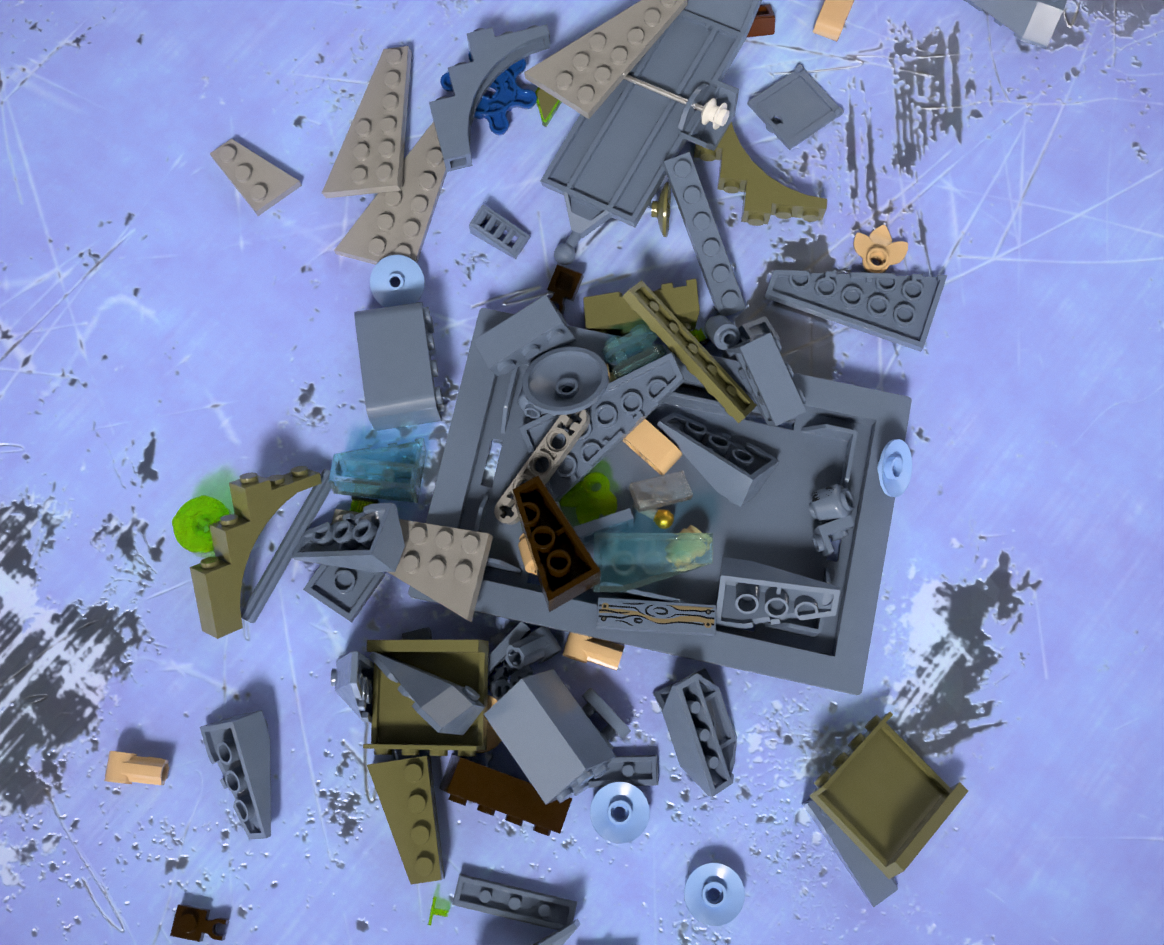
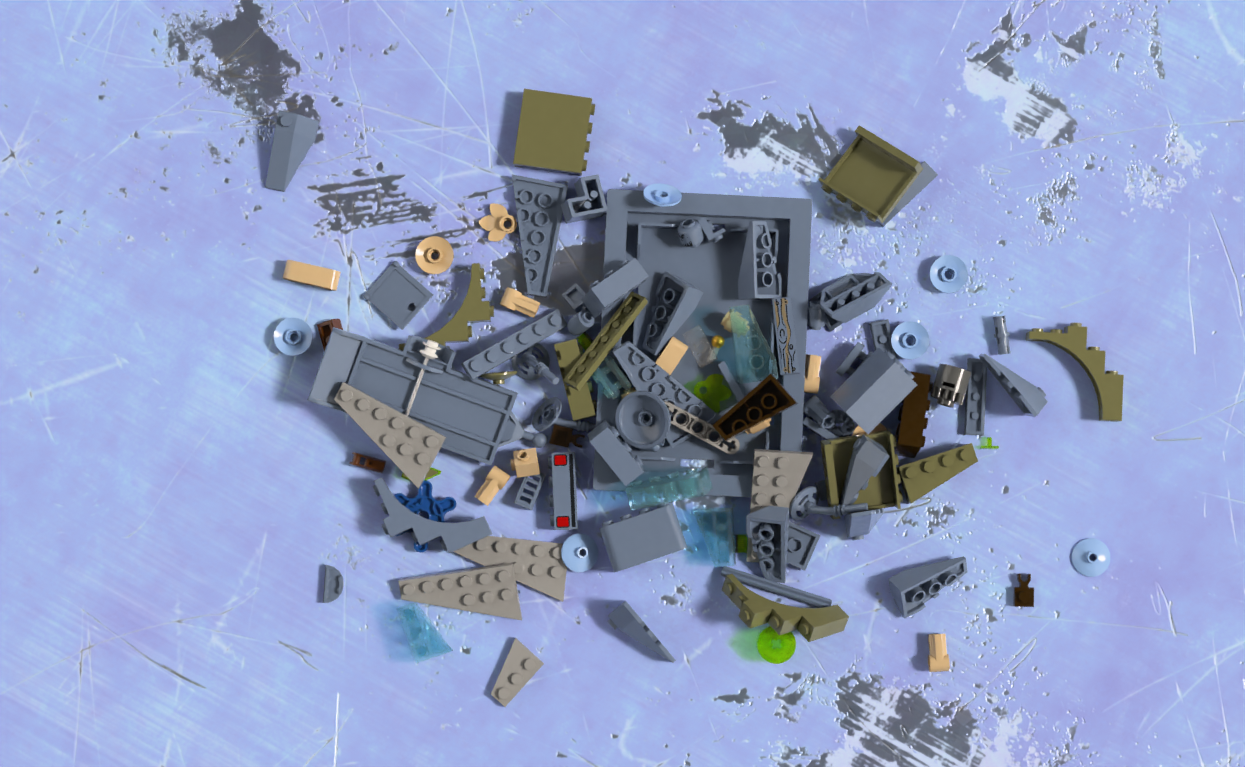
camera: 105 degrees left, 10 degrees up
(275, 338) = (632, 625): none -> sand blue wedge
(330, 61) = (421, 635): none -> clear light blue wedge
(395, 609) = (808, 505): none -> sand blue dish
(458, 407) = (668, 489): none -> clear light blue wedge
(486, 274) = (564, 491): none -> sand blue brick
(517, 187) = (494, 482): none -> tan piece
(536, 229) = (525, 462): none -> tan brick
(537, 863) = (950, 385): none -> dark grey gear
(572, 34) = (370, 463): none -> reddish brown bar
(594, 270) = (551, 417): none -> sand blue dish
(675, 261) = (539, 364): none -> sand blue dish
(677, 668) = (815, 316): none -> sand blue brick
(764, 254) = (516, 301): none -> tan piece
(847, 148) = (434, 245): none -> tan dish
(890, 366) = (588, 203): none -> sand blue brick
(1003, 342) = (553, 131): none -> olive panel

